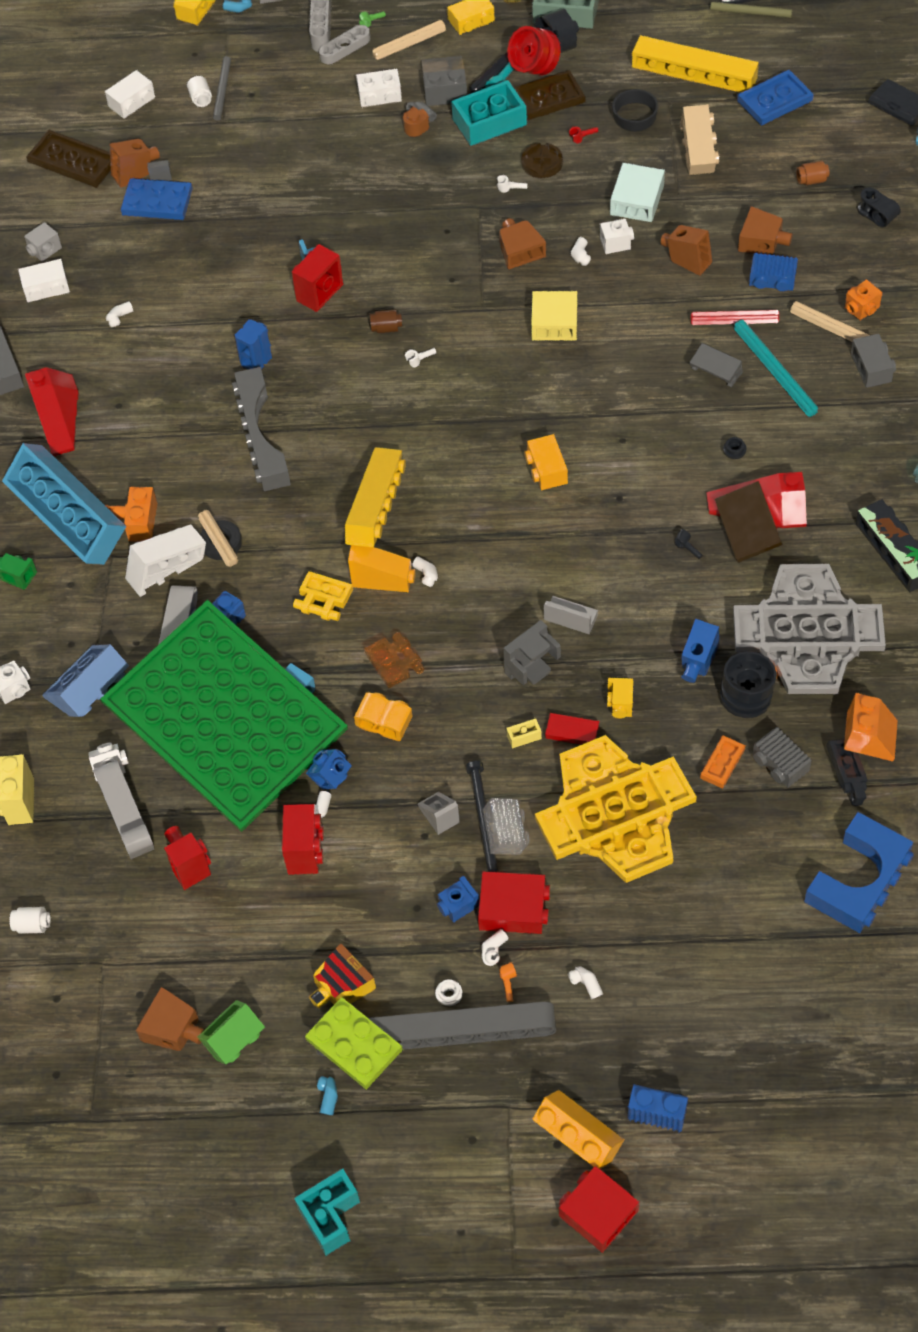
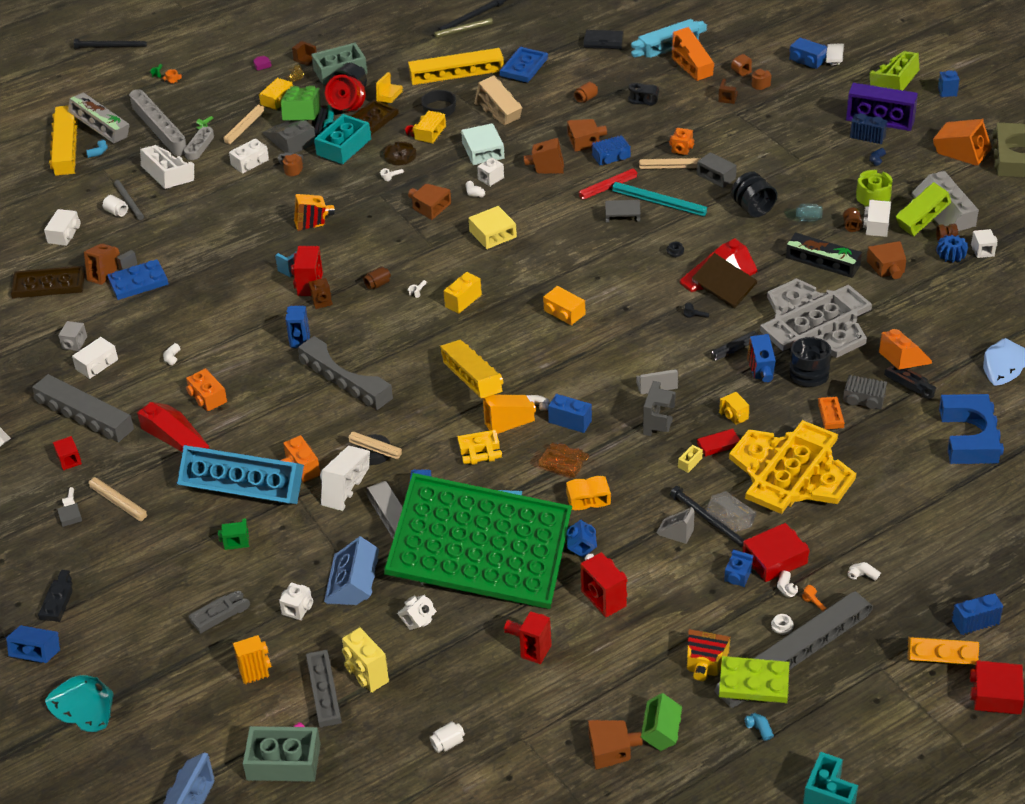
camera: 35 degrees left, 15 degrees down
(115, 377) = (206, 390): none -> orange brick
(123, 809) = (460, 633): light grey beam -> none
(282, 65) = (165, 168): none -> white wedge
(313, 312) = (320, 293): none -> reddish brown brick
(382, 197) = (310, 211): none -> torso
(443, 606) = (570, 413): none -> blue brick
(456, 387) = (462, 292): none -> yellow brick
(478, 42) = (300, 103): none -> bright green brick
(591, 63) = (386, 91): none -> yellow panel
(598, 139) = (429, 127): none -> yellow brick
(691, 613) = (732, 346): none -> black axle
(879, 420) = (754, 194): none -> black wheel

